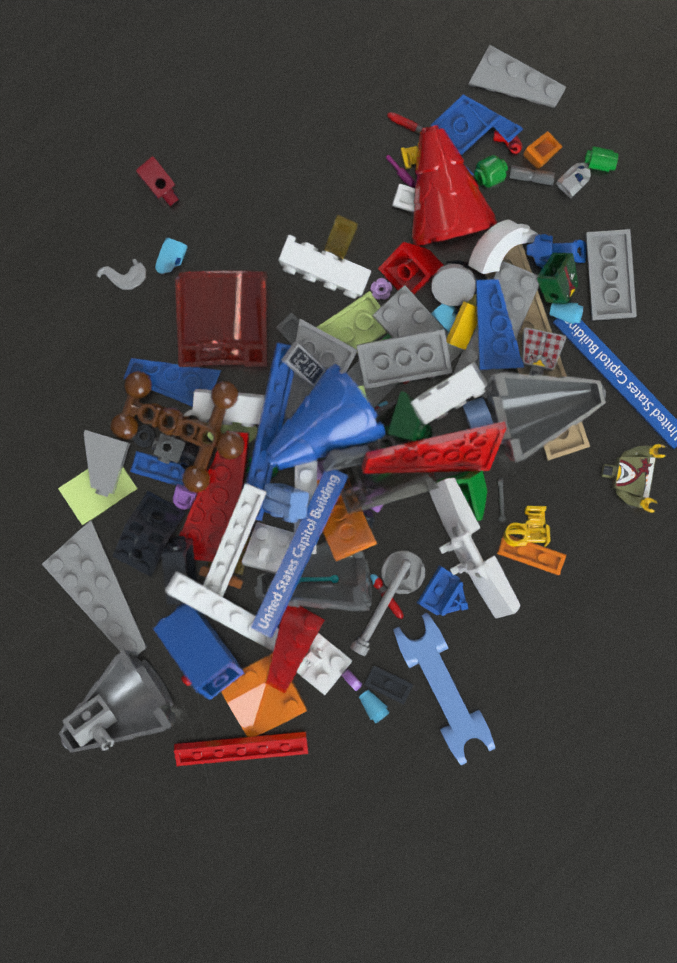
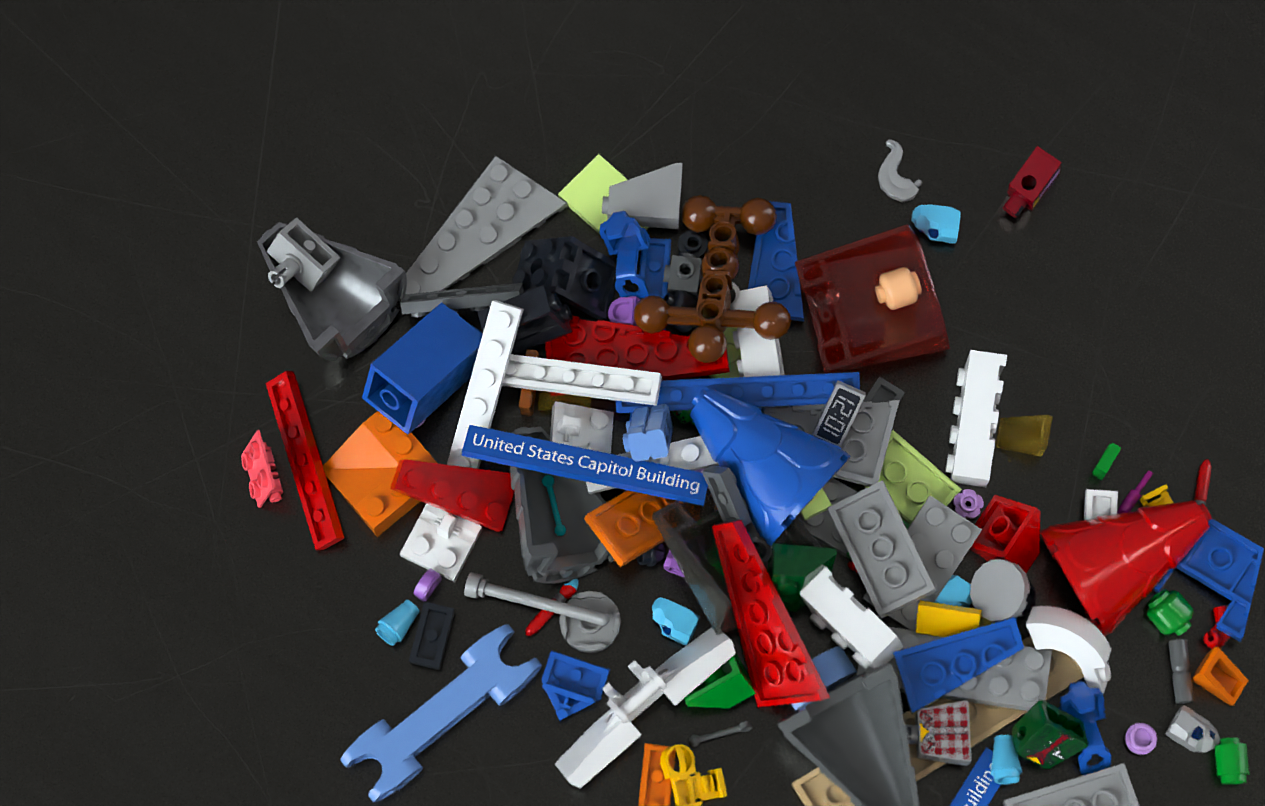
camera: 80 degrees right, 15 degrees down
(133, 484) = (626, 239): none -> blue piece
(150, 612) = (474, 298): none -> dark grey plate
(214, 297) = (898, 288): none -> light nougat head
(232, 784) = (259, 462): none -> coral hinge
(374, 184) = (1106, 461): none -> green tile
(417, 513) = (675, 620): none -> medium azure rock
(571, 215) = (1141, 738): none -> lavender plate

